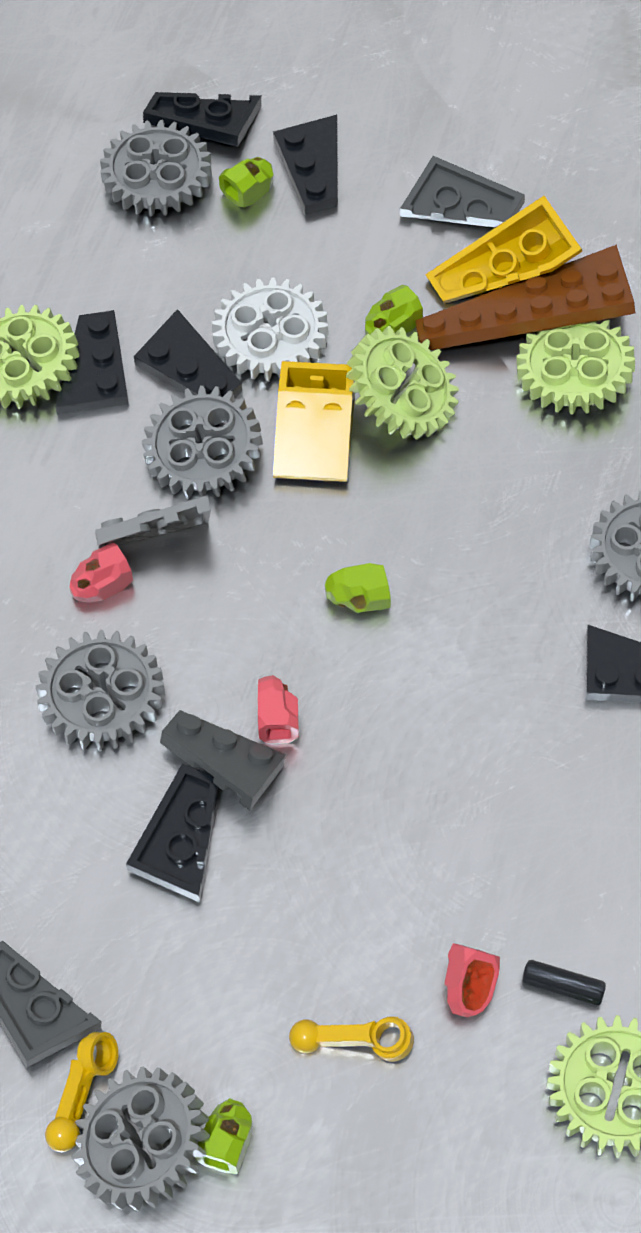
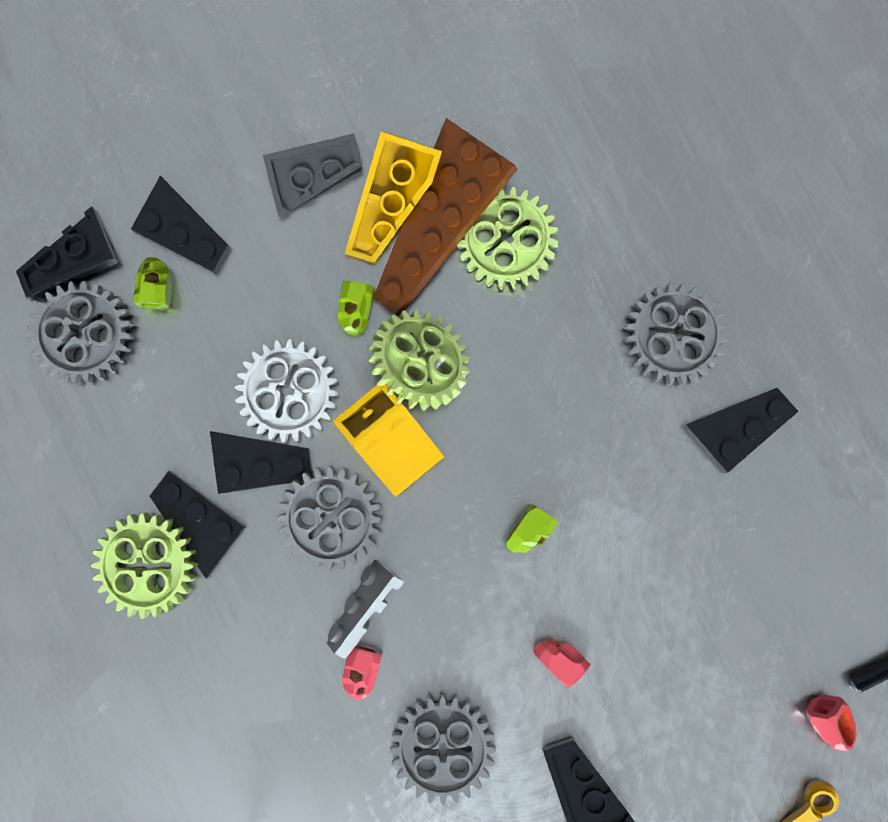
camera: 50 degrees left, 25 degrees up
(229, 757) = (562, 720): dark grey wing -> none

